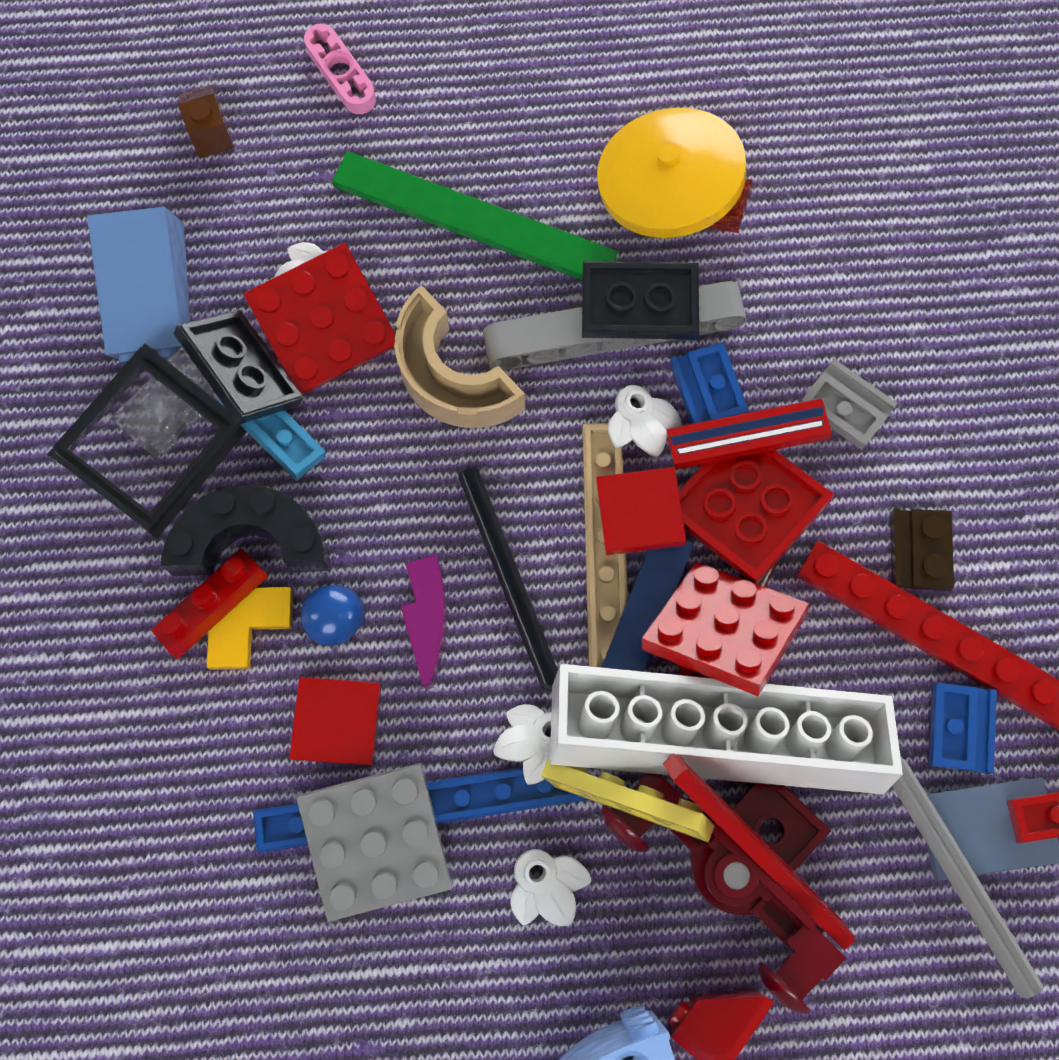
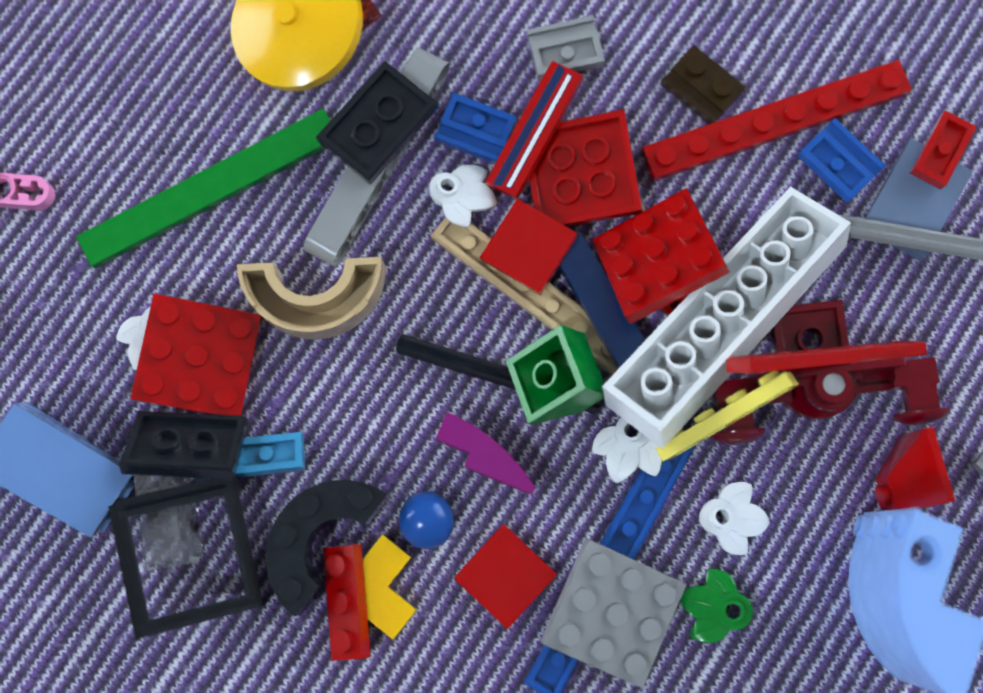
camera: 50 degrees left, 5 degrees up
(448, 928) = (710, 606): none -> green plate
(544, 623) = (556, 376): none -> green slope

